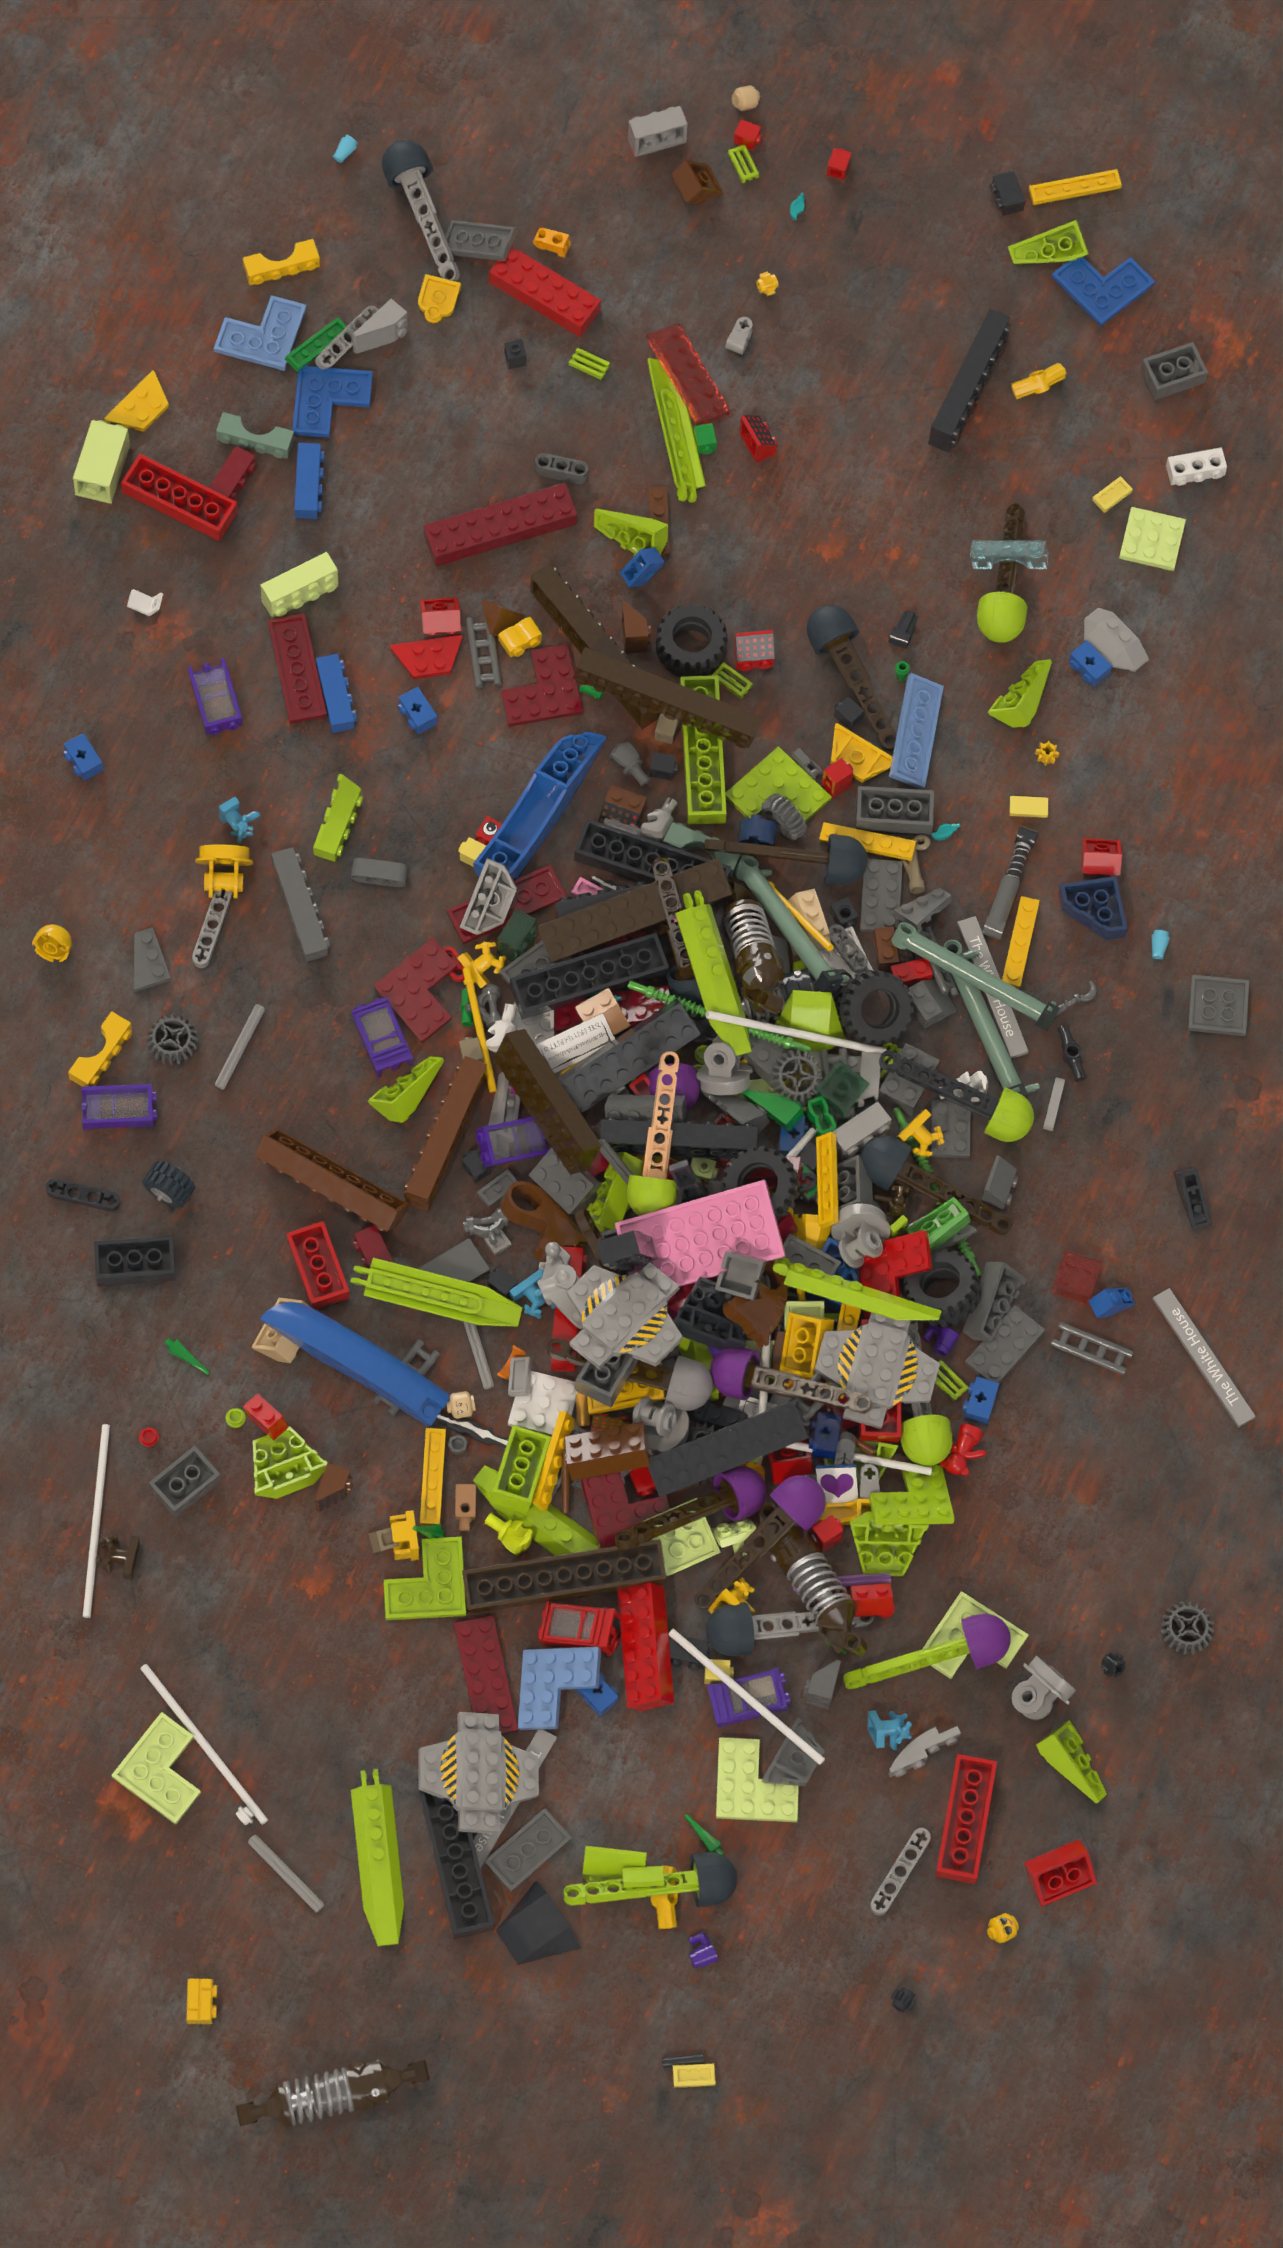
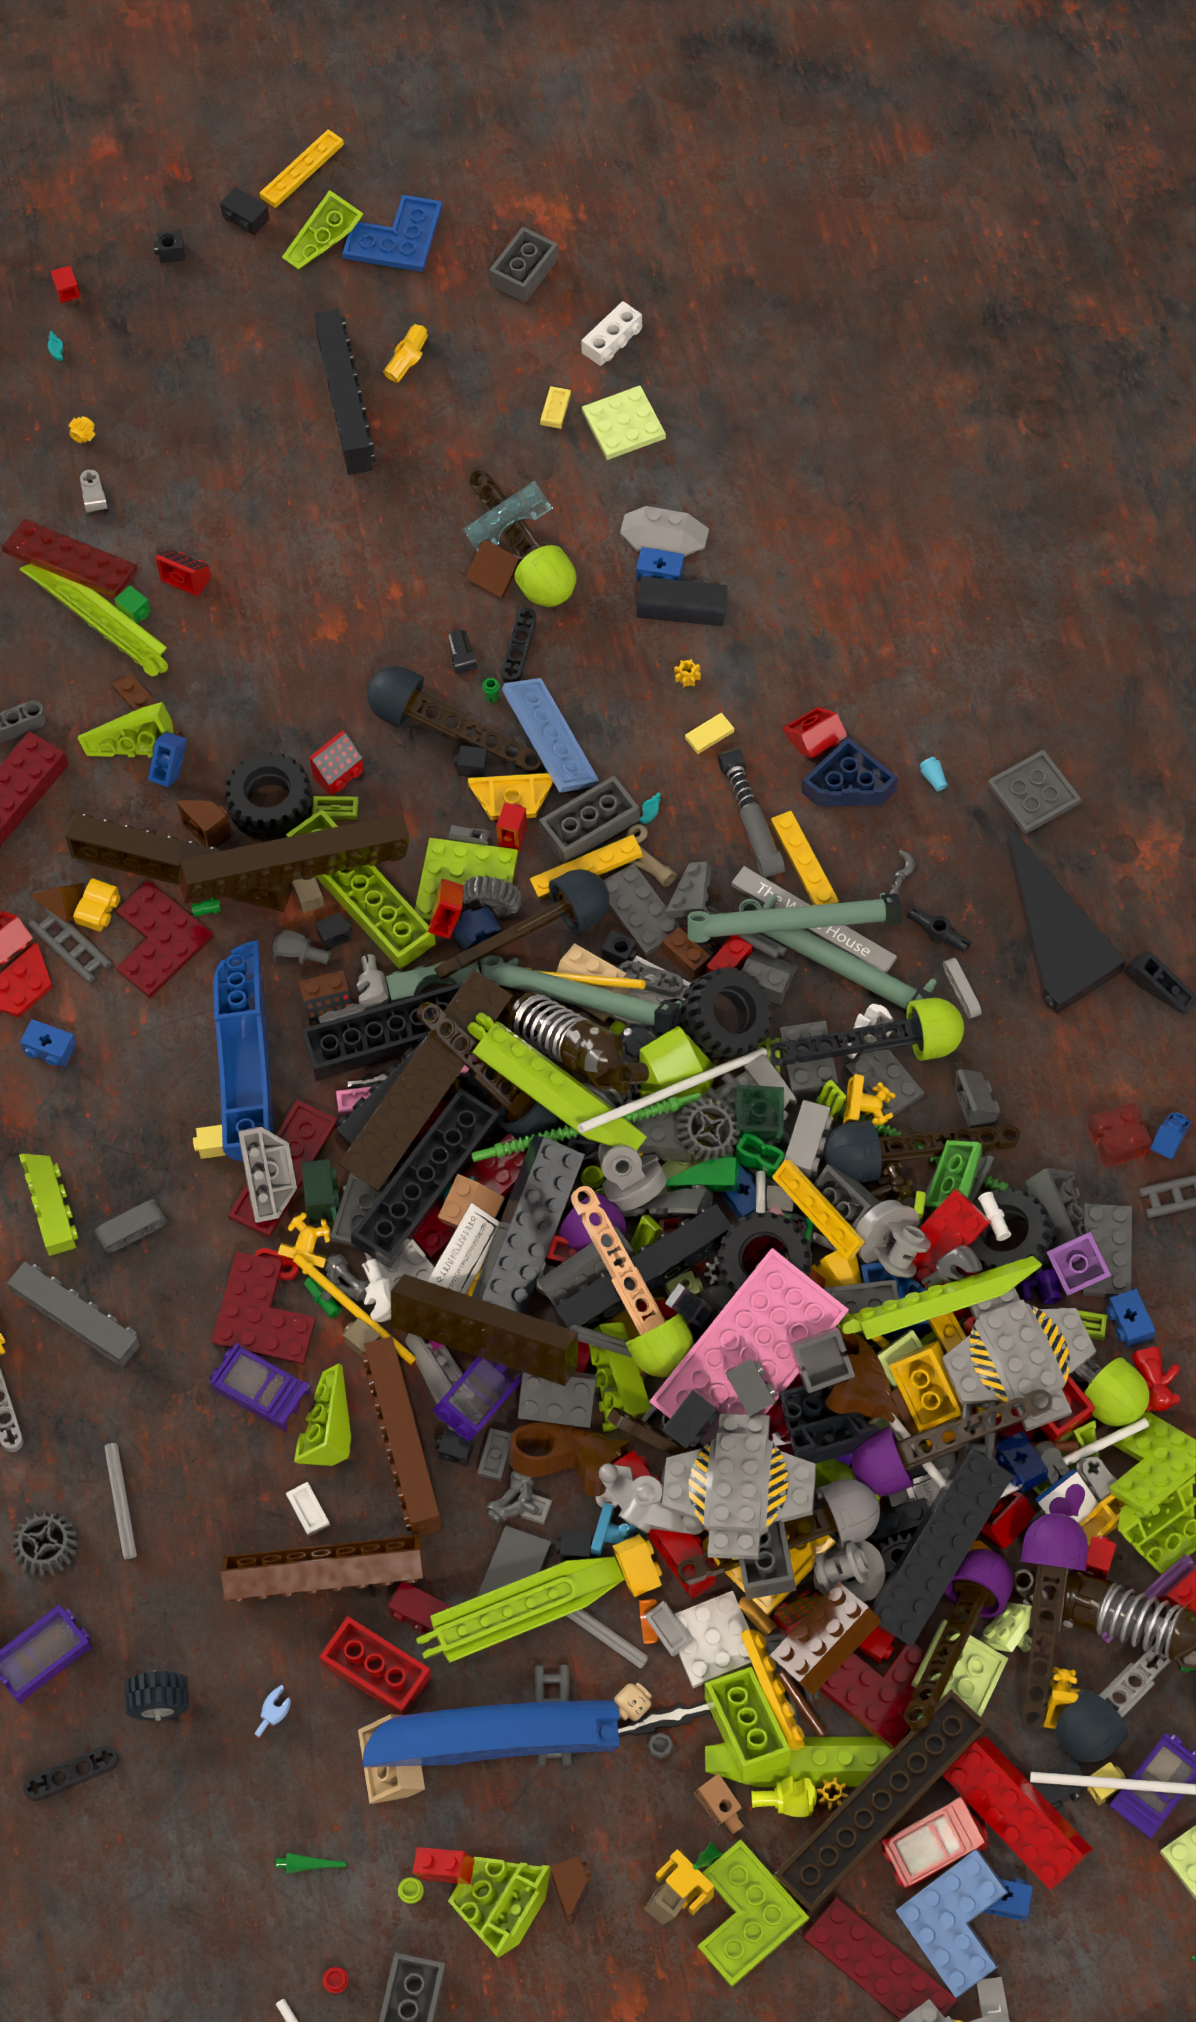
camera: 30 degrees left, 5 degrees down
(134, 1261) = (180, 1802): black brick -> none
(232, 1247) = (270, 1713): none -> light blue hand
(353, 1137) = (308, 1509): none -> white tile
(432, 1477) = (662, 1799): yellow plate -> none
(487, 830) = (210, 1109): red brick -> none
(530, 1322) = (637, 1565): none -> yellow brick
(543, 1548) = (828, 1789): none -> yellow gear
(682, 1259) = (751, 1387): none -> dark grey piece
(706, 1114) = (646, 1233): none -> lime tile
(746, 803) = (446, 908): none -> red slope
(882, 1277) = (946, 1266): none -> dark grey piece
(897, 1116) = (828, 1098): none -> lime tile
(937, 191) = (169, 246): none -> black brick
(938, 1267) = (995, 1215): none -> white pin
(947, 652) = (520, 646): none -> black beam
(972, 583) = (493, 568): none -> reddish brown tile
(972, 1339) = (1079, 1263): none -> medium lavender slope
(1022, 700) = (624, 641): lime wedge -> none
(1085, 699) = (682, 601): none -> black brick
(1149, 1126) = (1065, 944): none -> black slope

